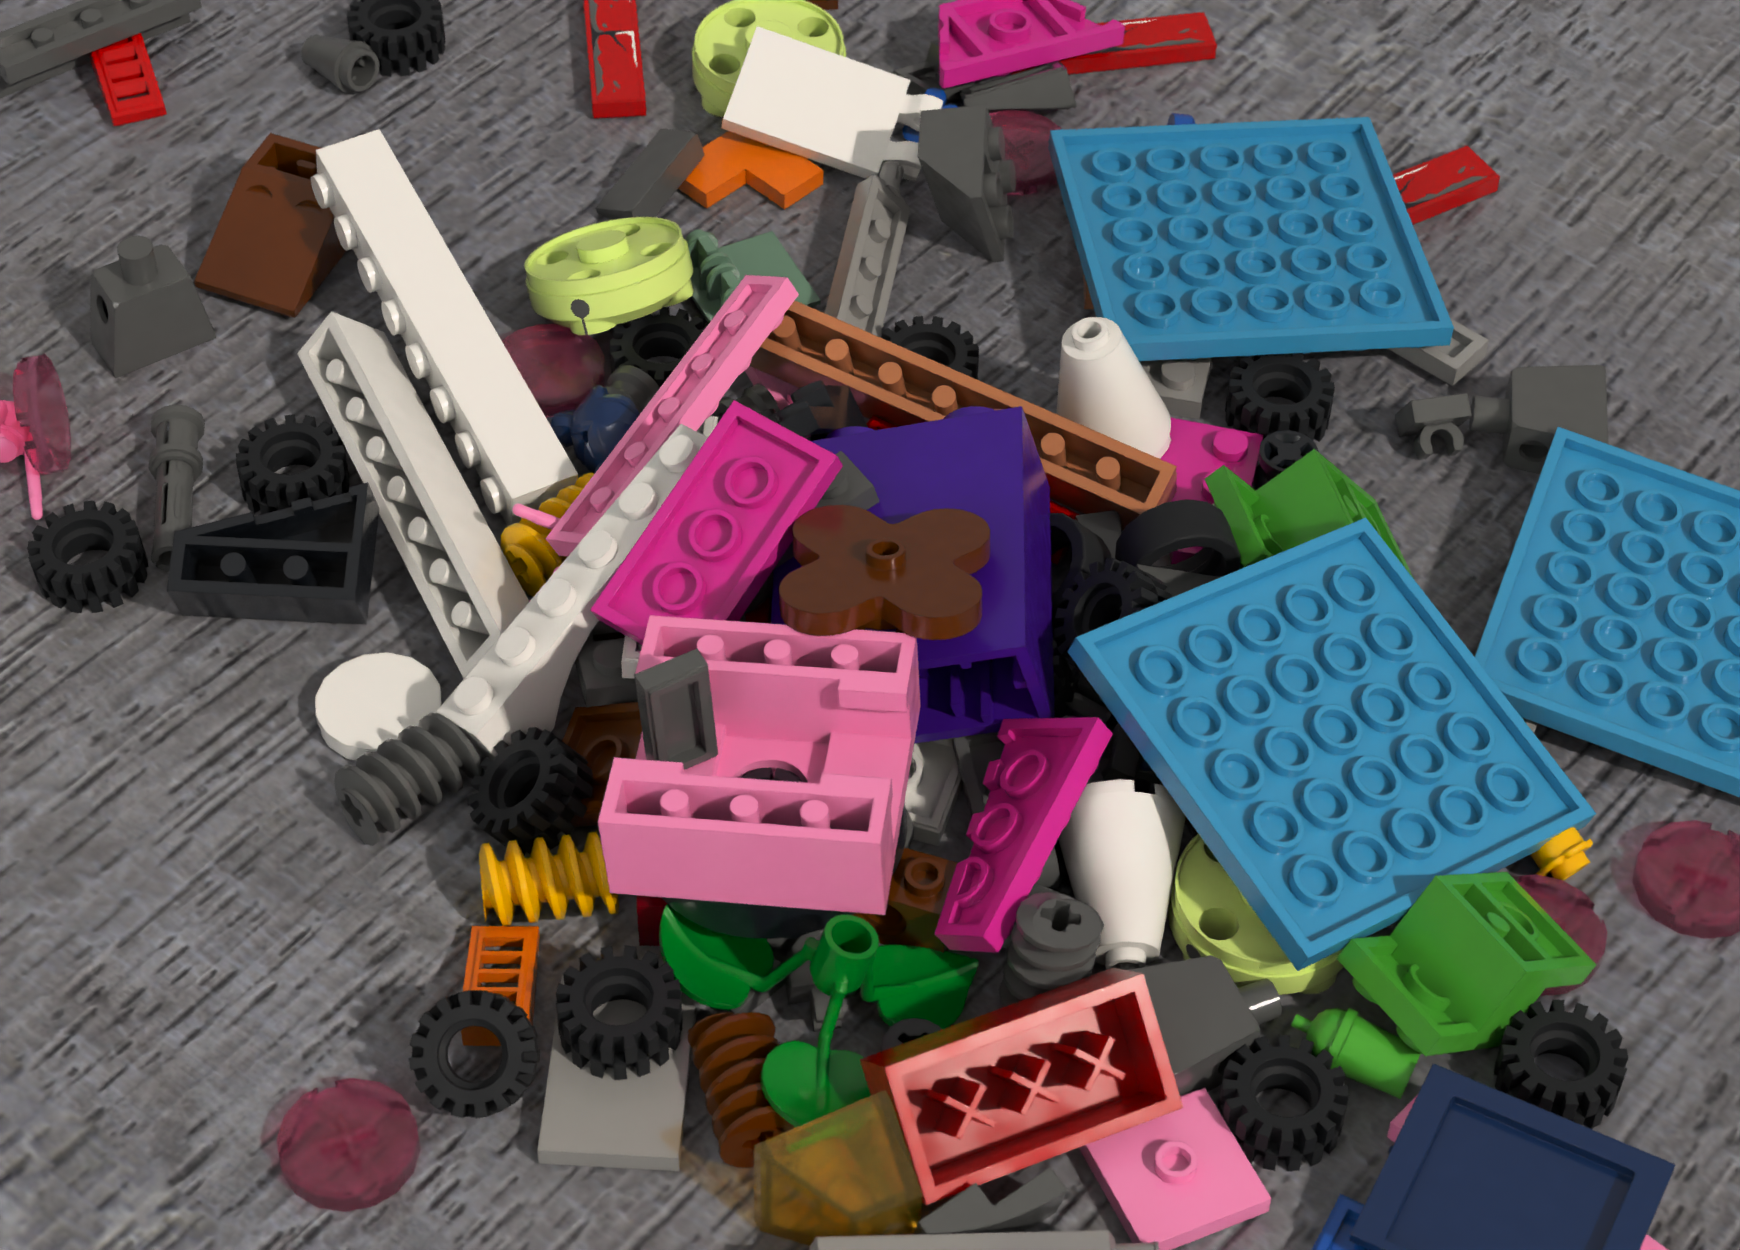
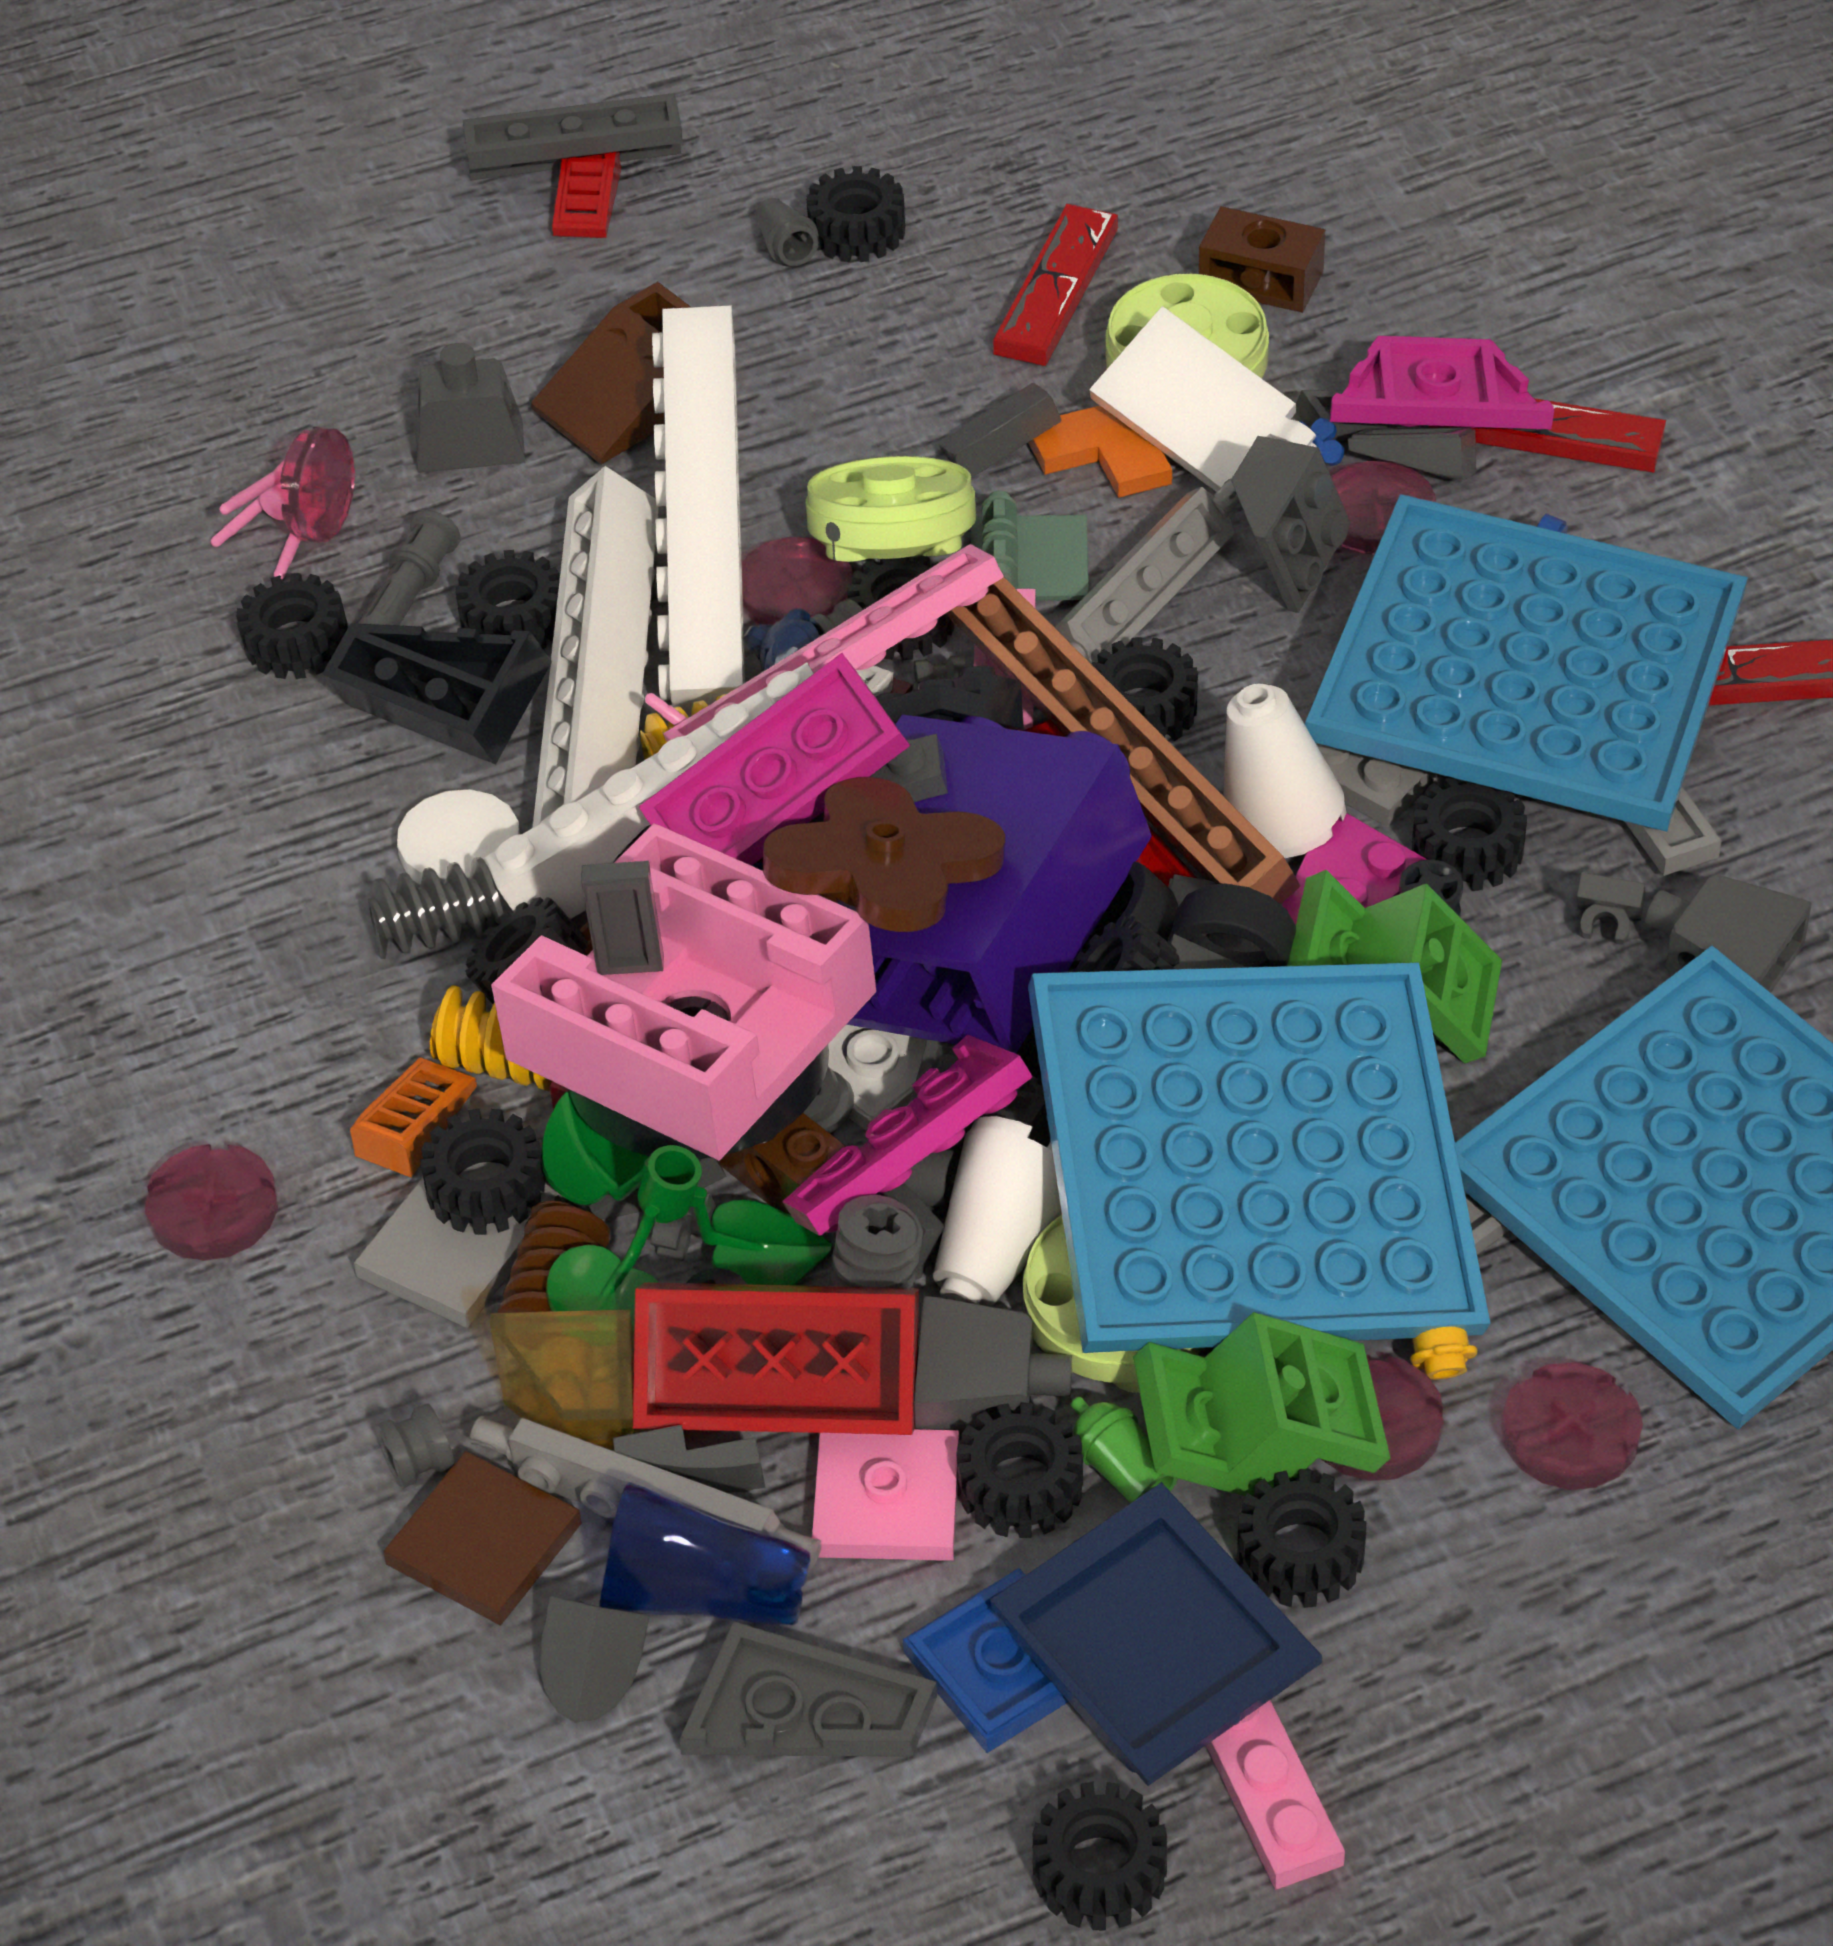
camera: 30 degrees right, 0 degrees up
(433, 1068) = (306, 1152): black tyre -> none

